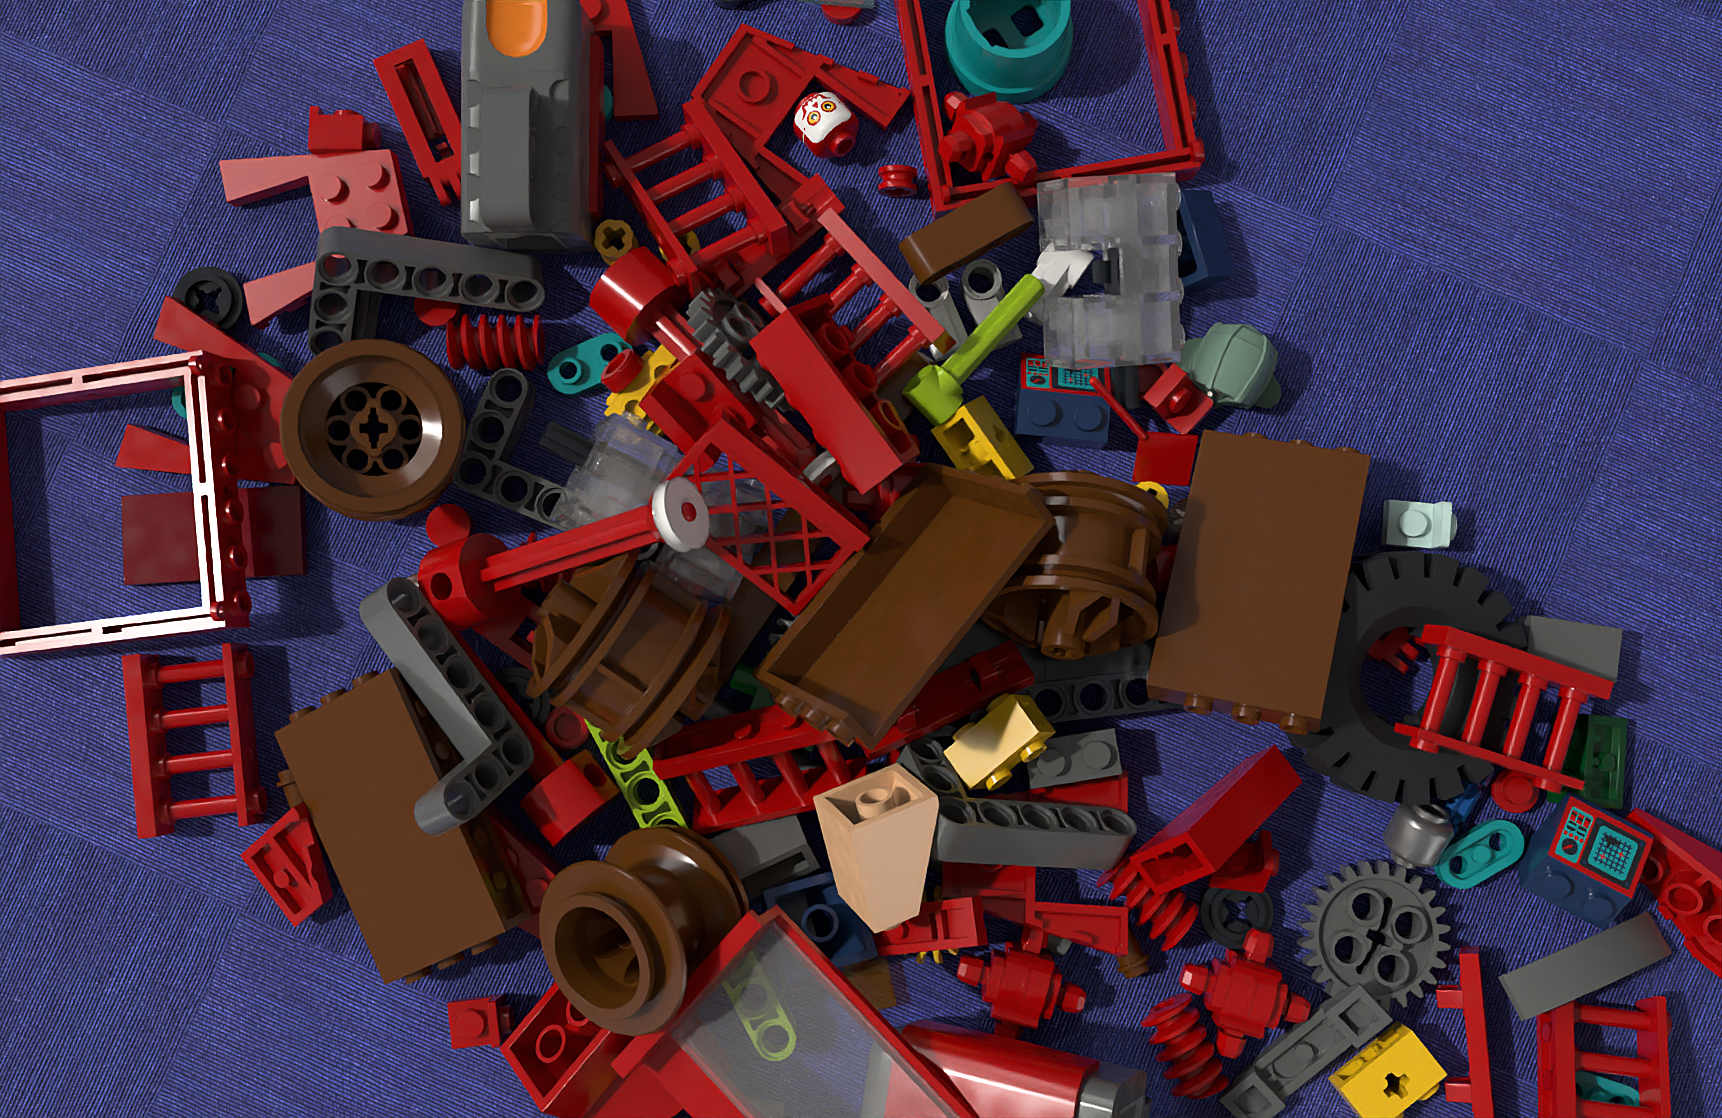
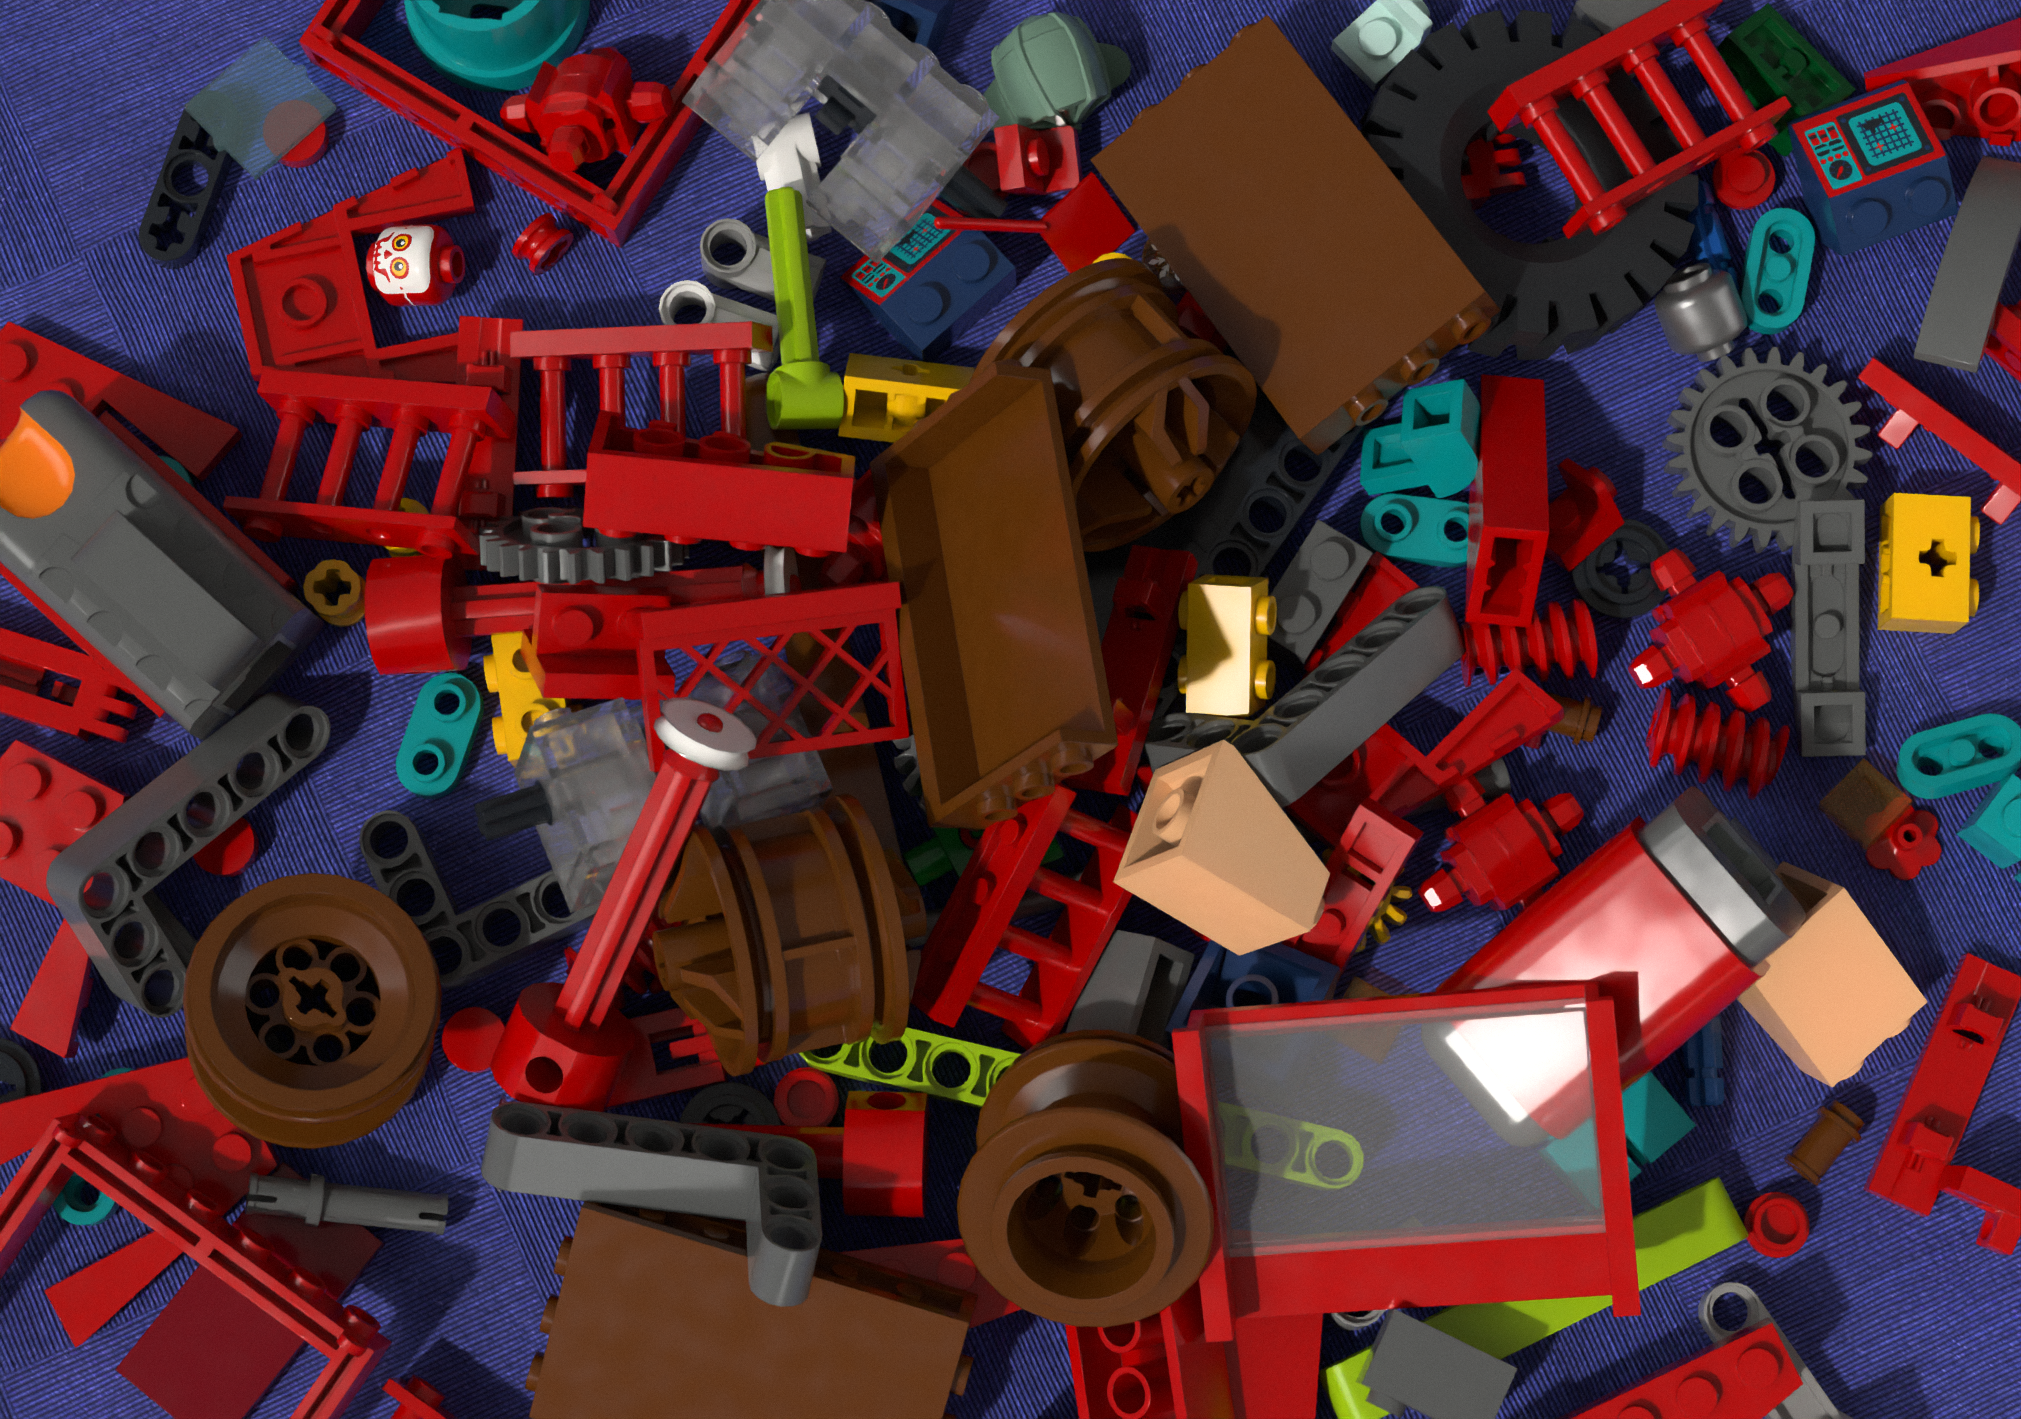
camera: 50 degrees left, 5 degrees down
(303, 537) = (345, 1203): none -> dark grey pin
(495, 344) = (326, 810): red piece -> none
(622, 370) = (480, 701): red tile -> none
(966, 233) = (668, 217): reddish brown beam -> none
(1160, 786) = (1423, 531): none -> teal plate
(1209, 752) = (1430, 446): none -> teal brick

